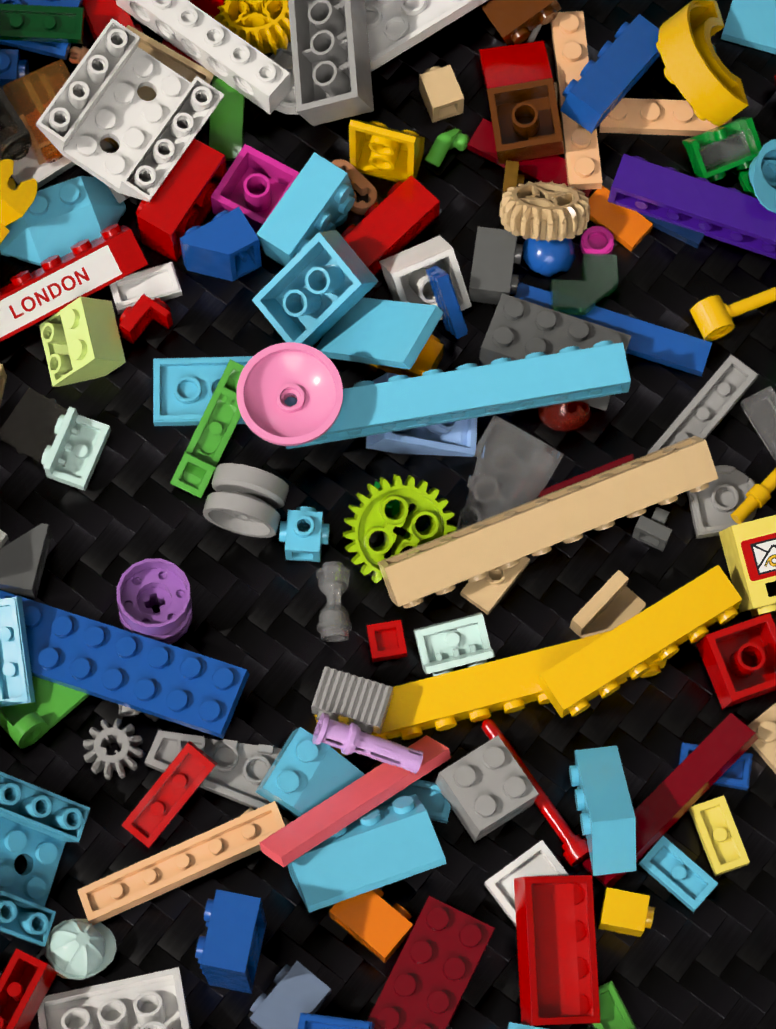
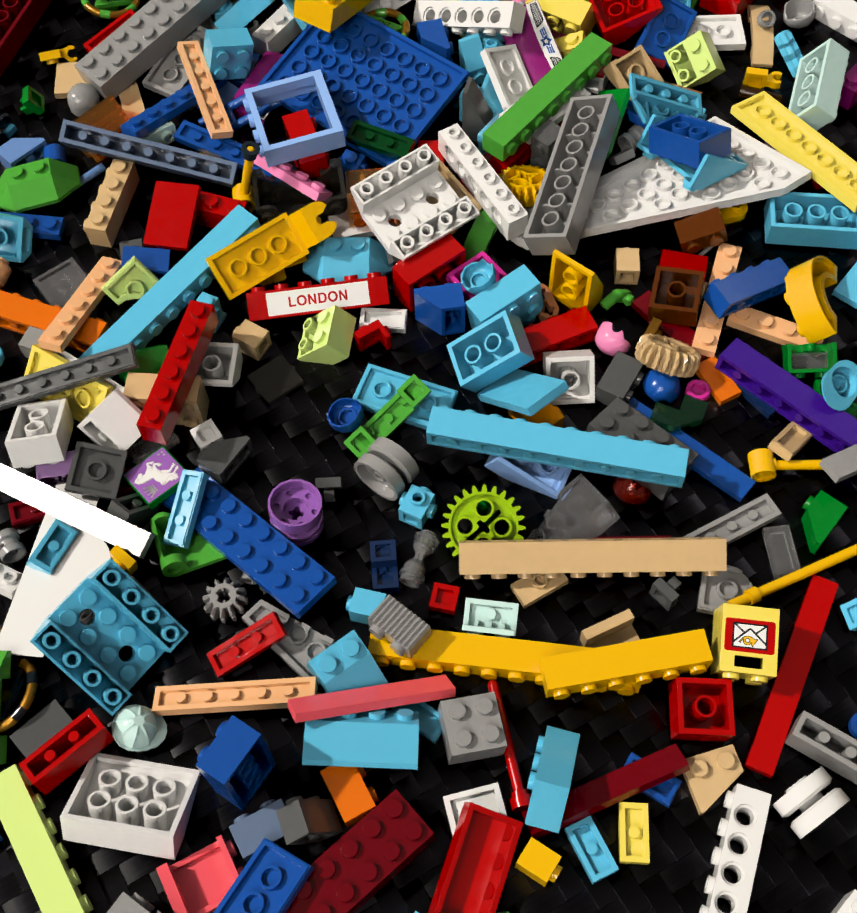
camera: 25 degrees right, 10 degrees down
(75, 449) = (291, 399): light aqua bracket -> none
(156, 444) = (345, 415): none -> blue hair
(178, 550) = (329, 486): none -> dark grey tile
(259, 190) = (478, 276): none -> medium azure hair
(287, 372) = (434, 388): bright pink dish -> none
(293, 628) = (384, 566): none -> dark blue slope
(294, 688) = (363, 604): none -> medium azure brick
(342, 972) = (308, 820): none -> dark grey brick
(351, 739) = (385, 652): lavender pin -> none
(447, 301) = (577, 390): blue tile -> none
(461, 216) = (610, 341): none -> bright pink hair
(736, 272) = (790, 441): none -> tan tile

